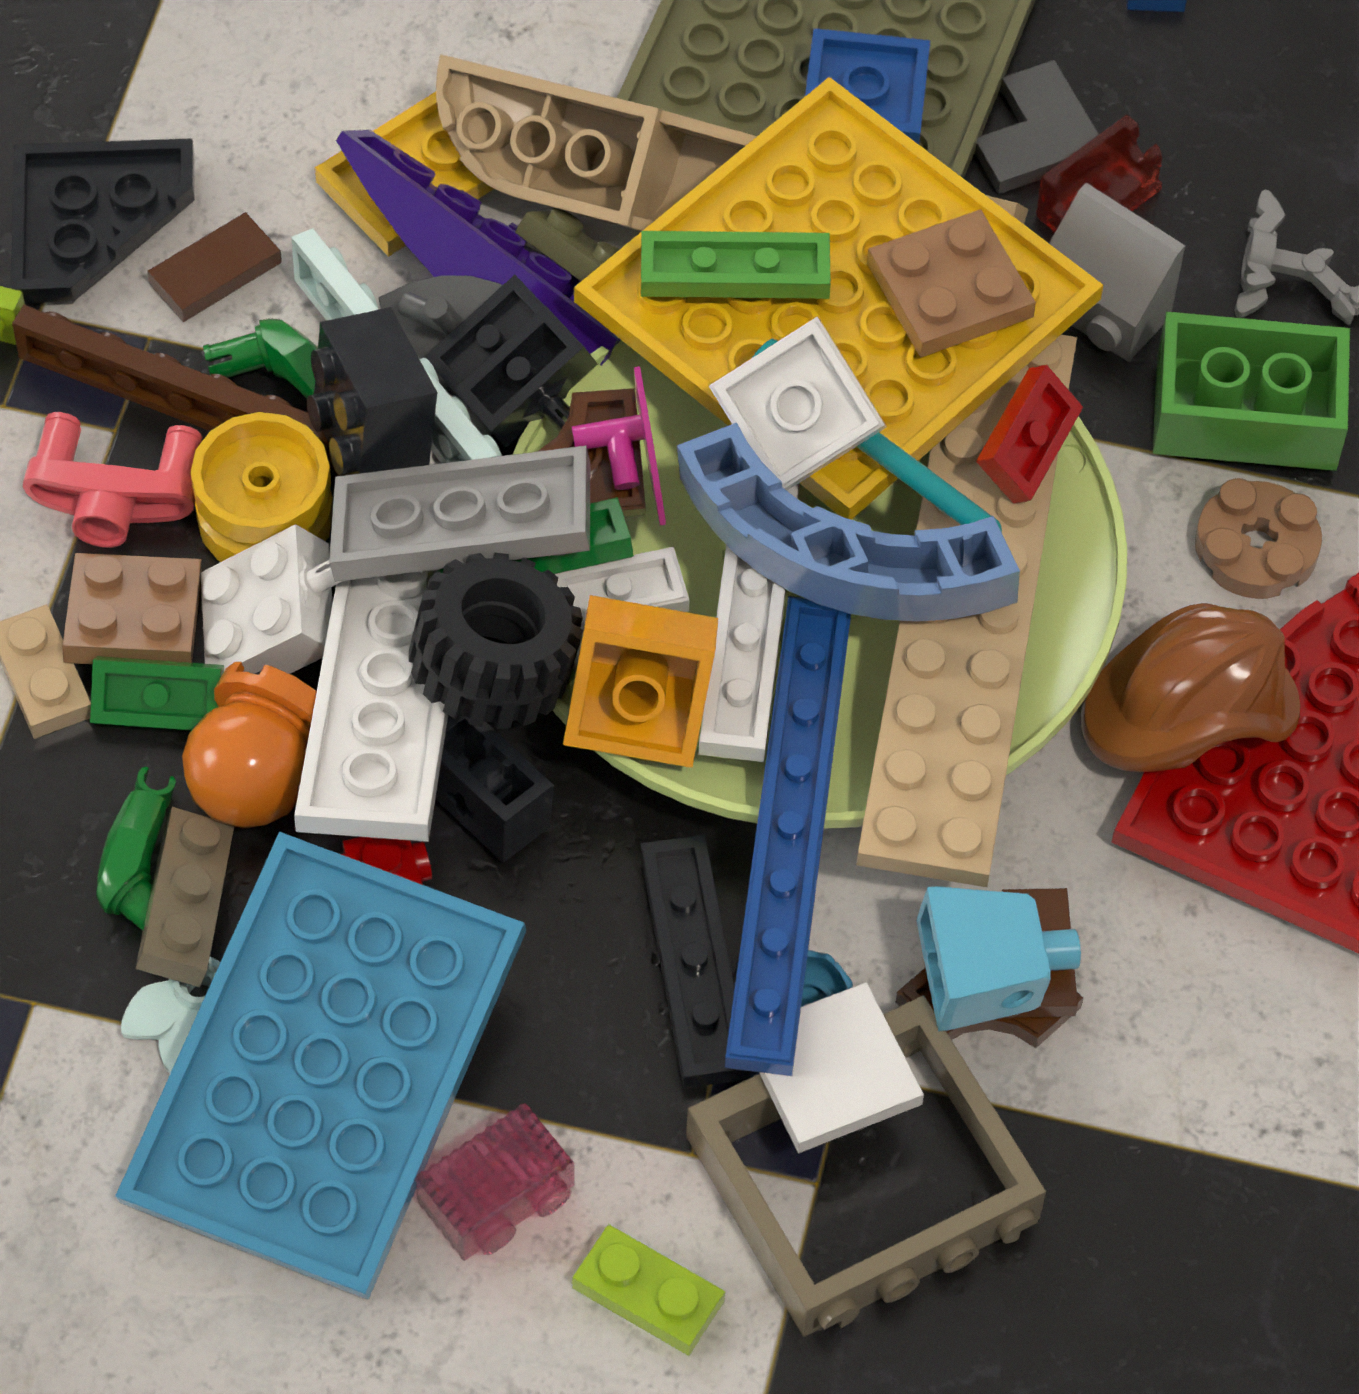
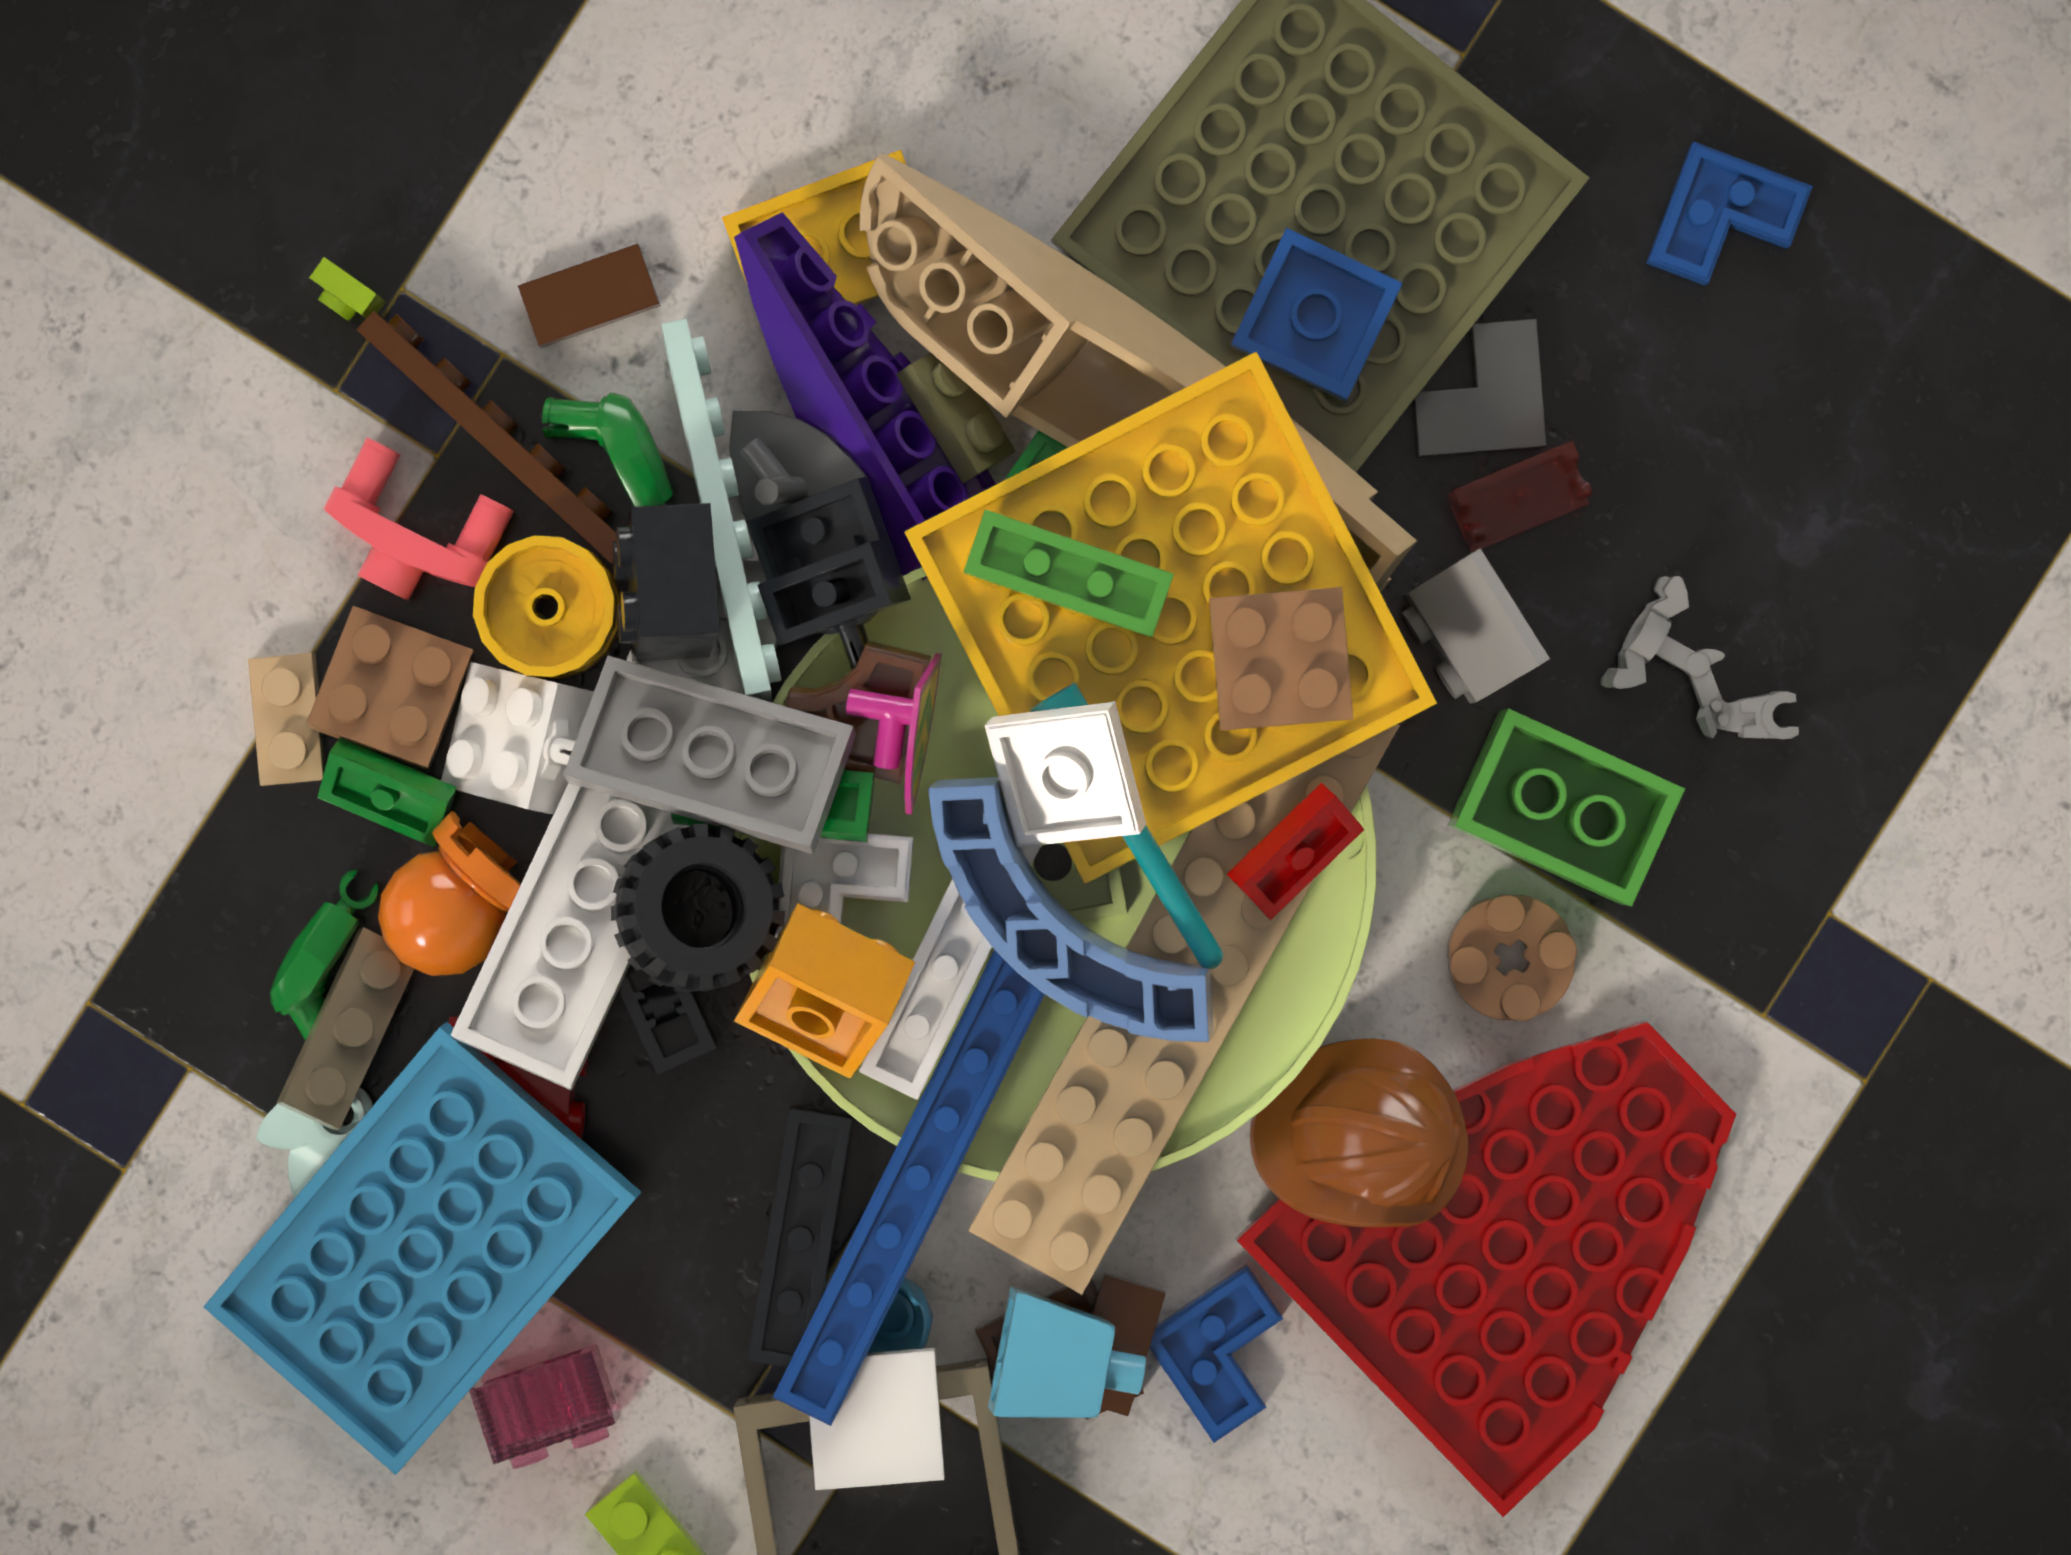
camera: 20 degrees right, 30 degrees up
(90, 208) = (479, 188): black plate -> none
(1122, 947) = (1198, 1349): none -> blue tile

